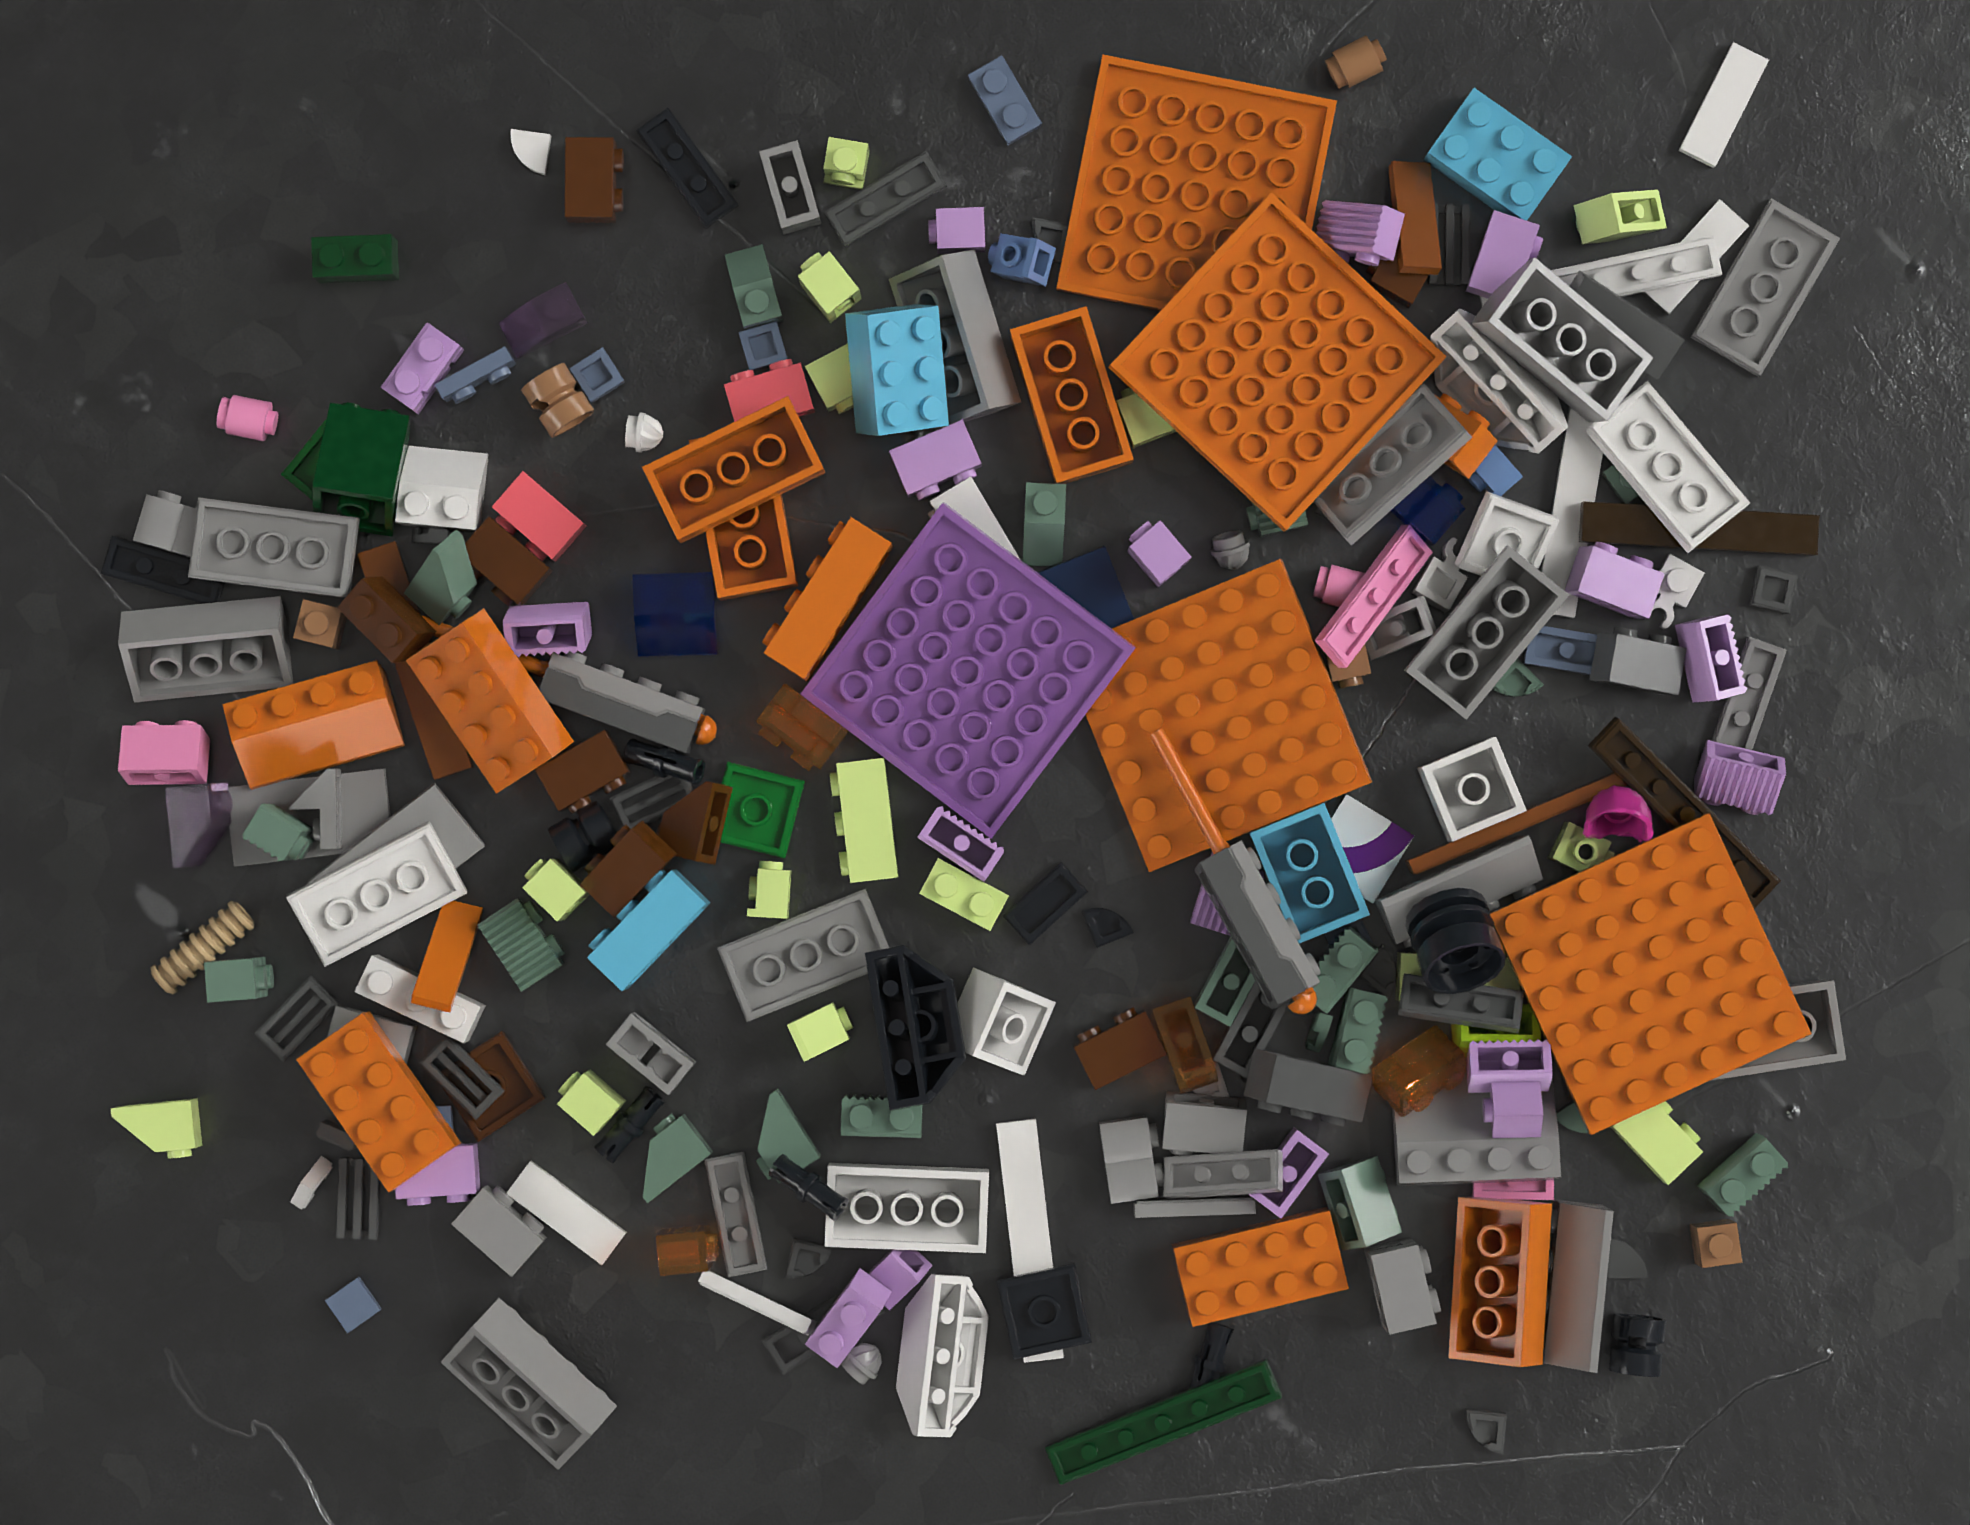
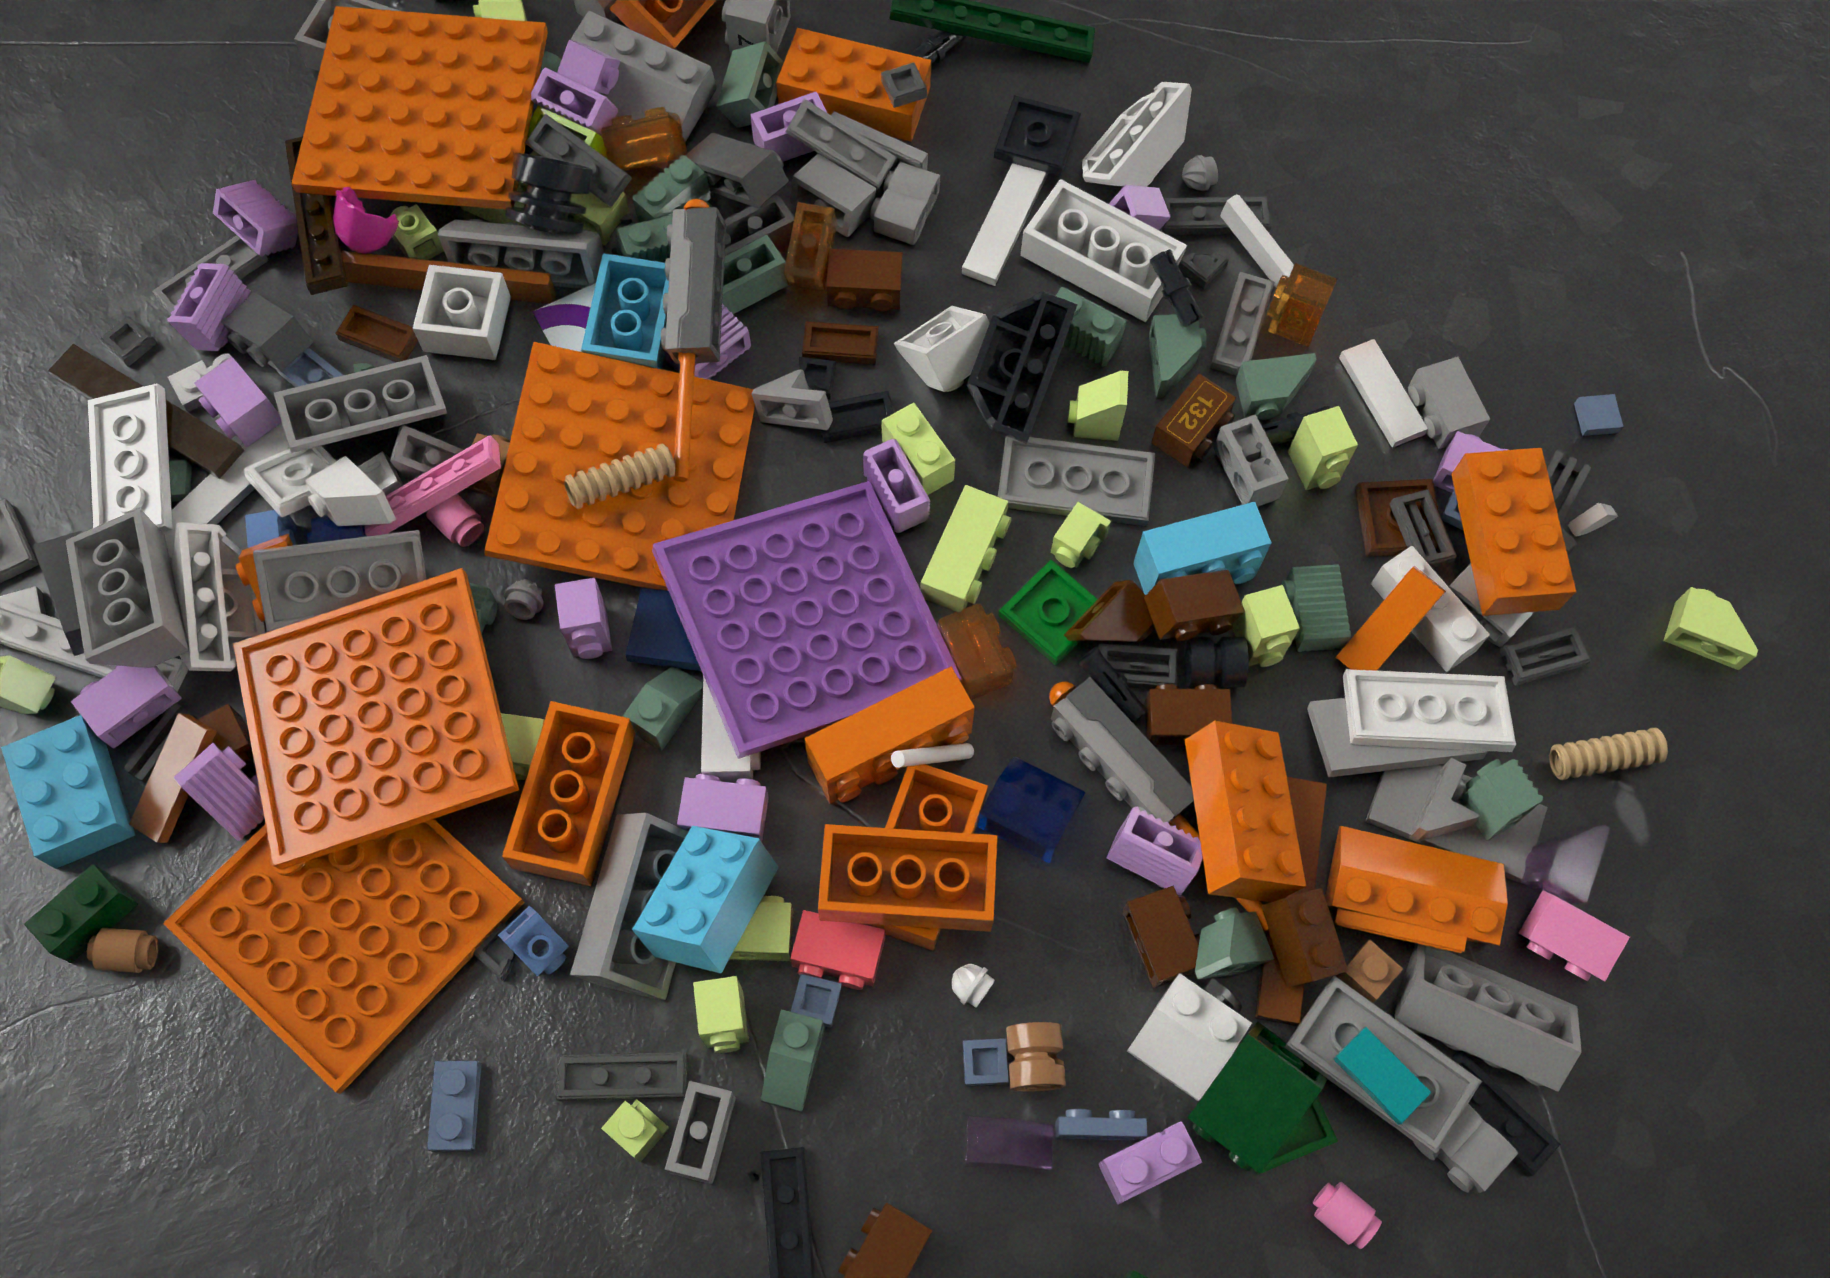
camera: 150 degrees left, 20 degrees down
(238, 979) = (1592, 701): sand green brick -> none
(270, 532) = (1382, 1075): none -> teal tile
(299, 673) = (1400, 930): none -> orange tile
(528, 1383) = (1476, 285): light grey slope -> none
(538, 517) = (1112, 960): coral brick -> none
(726, 1073) = (1194, 420): none -> reddish brown brick
(780, 598) = (932, 755): none -> white bar
(848, 1318) = (1195, 189): lavender brick -> none
(958, 230) = (573, 1003): lavender brick -> none
(1105, 973) = (840, 342): none -> reddish brown tile
(1114, 873) = (792, 403): none -> light grey slope
(1196, 1271) = (904, 85): none -> dark grey tile
(1204, 695) = (619, 476): none -> tan piece
(1409, 69) = (79, 912): none -> dark green brick
(1438, 541) = (348, 496): none -> white slope
(1545, 730) = (377, 334): none -> reddish brown tile

